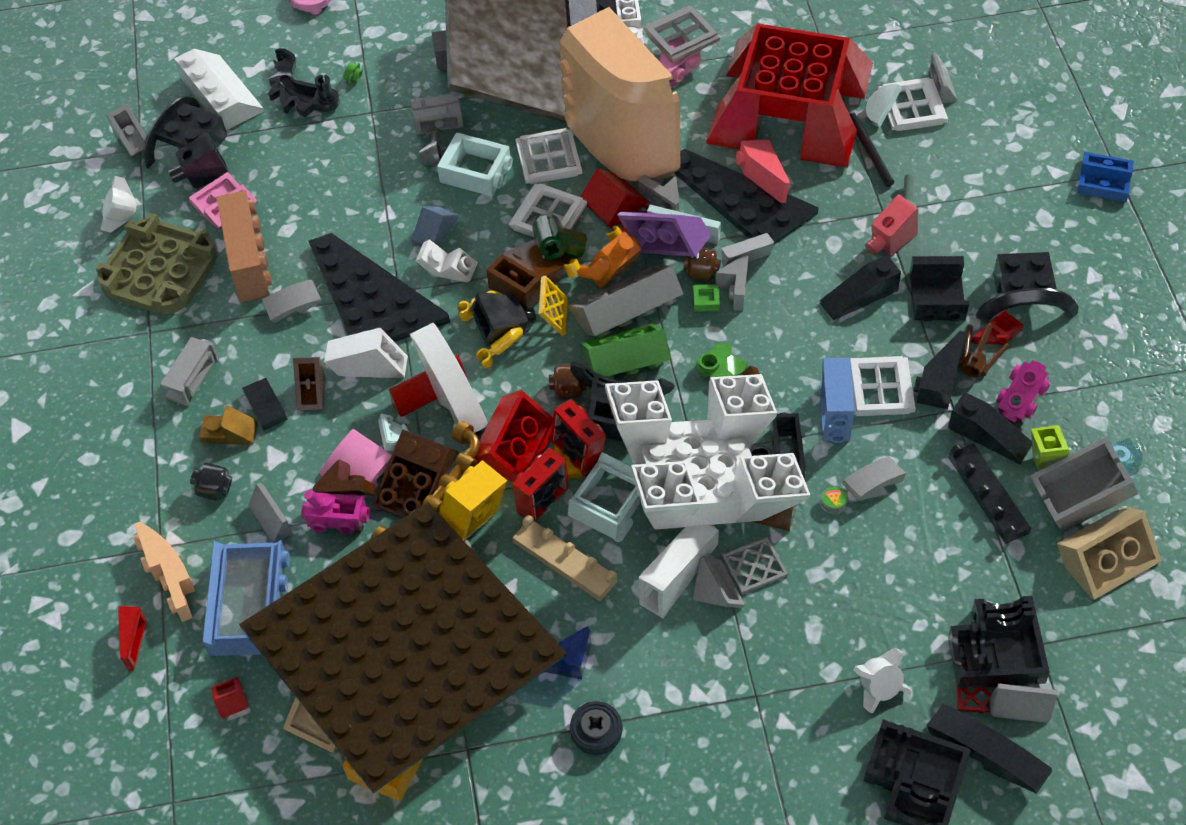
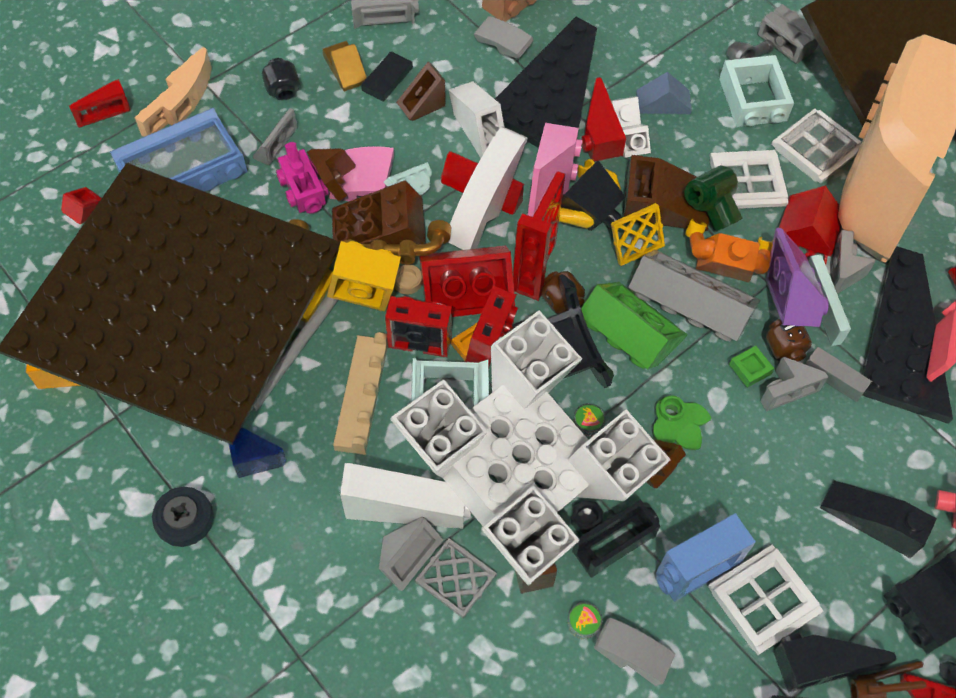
camera: 55 degrees right, 5 degrees up
(434, 279) = (603, 131): none -> red slope
(456, 325) = (555, 154): none -> bright pink slope
(531, 360) = (536, 240): none -> red fence
(683, 414) = (589, 419): none -> tile

